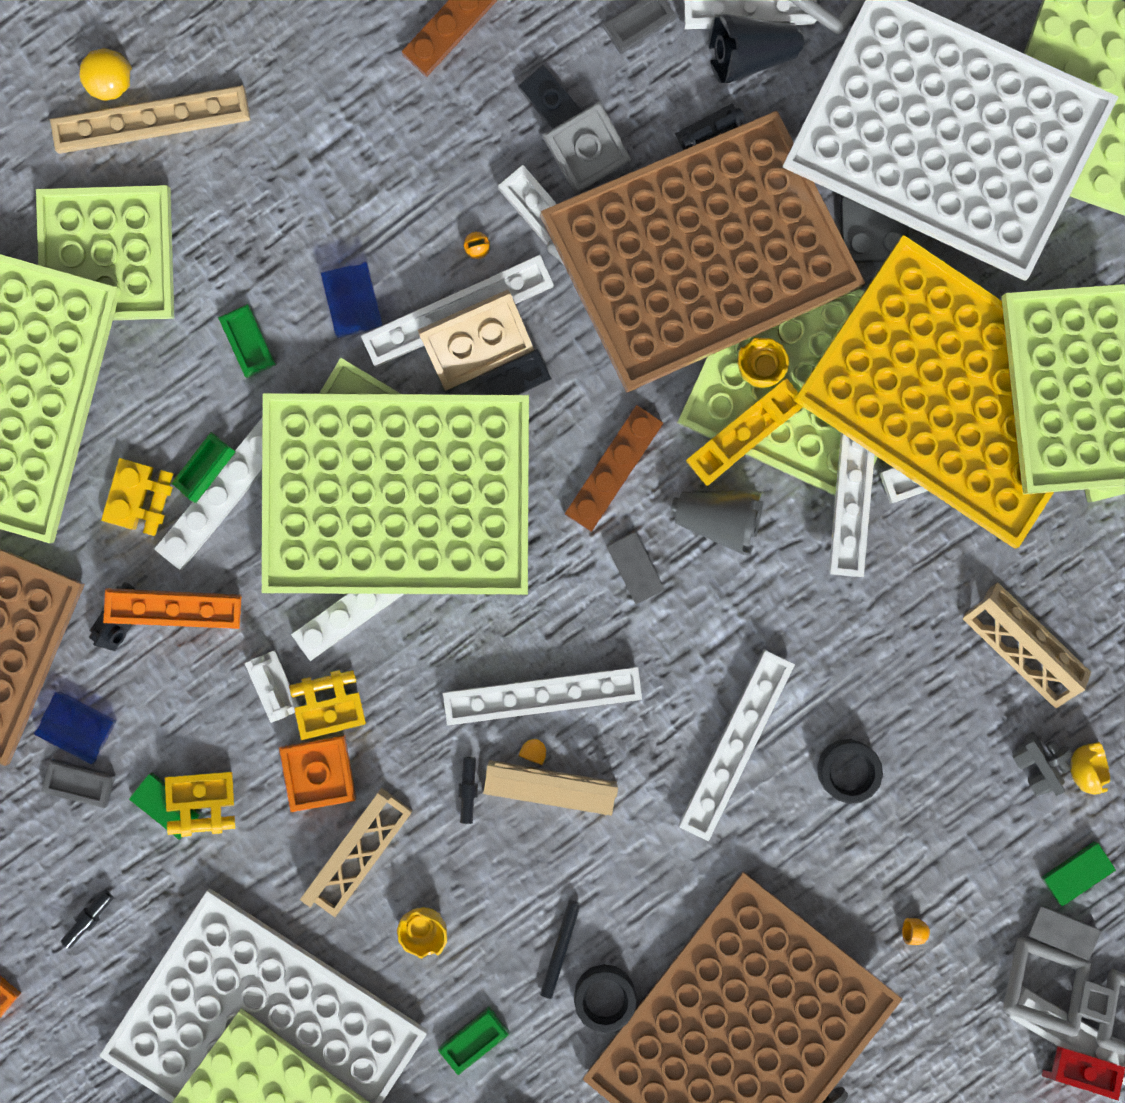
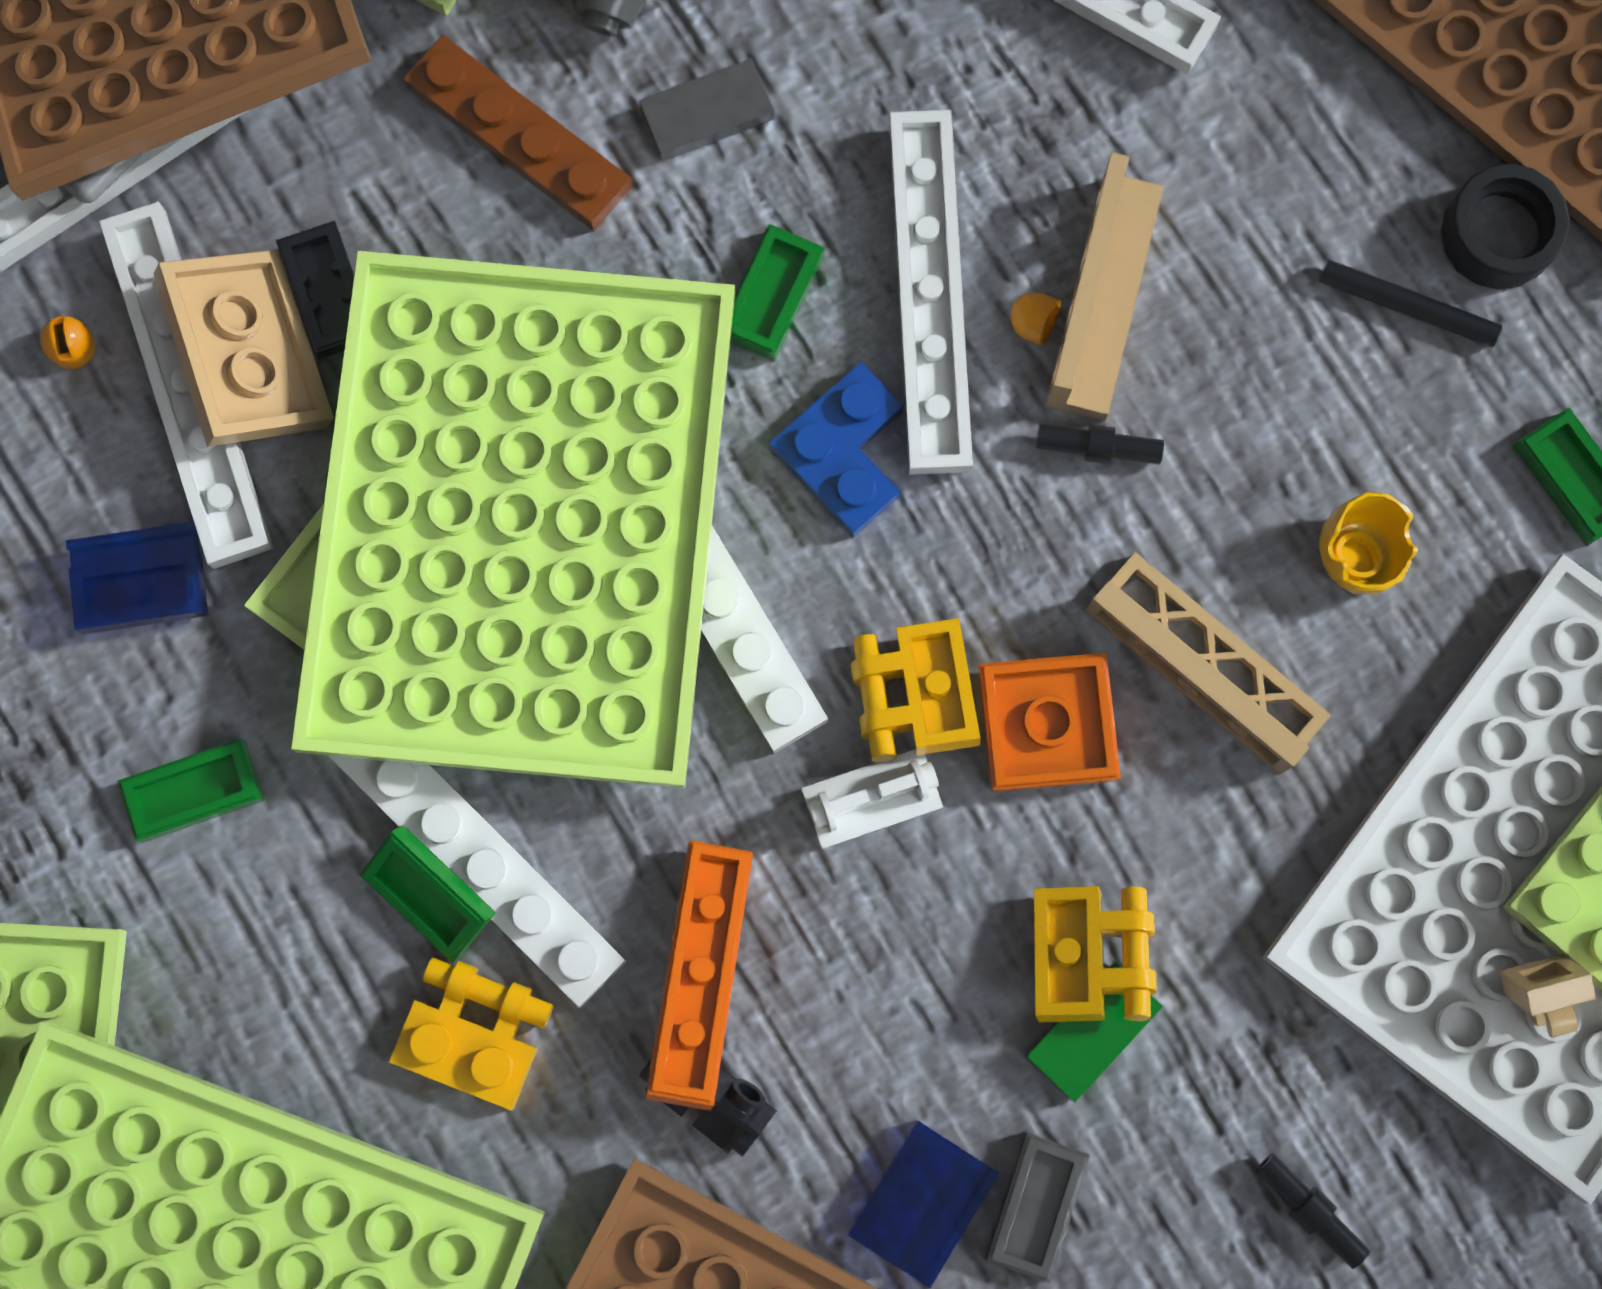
camera: 85 degrees left, 10 degrees down
(197, 1032) = (1548, 991): none -> tan tile
(454, 647) = (826, 447): none -> blue plate
(537, 613) = (773, 291): none -> green tile

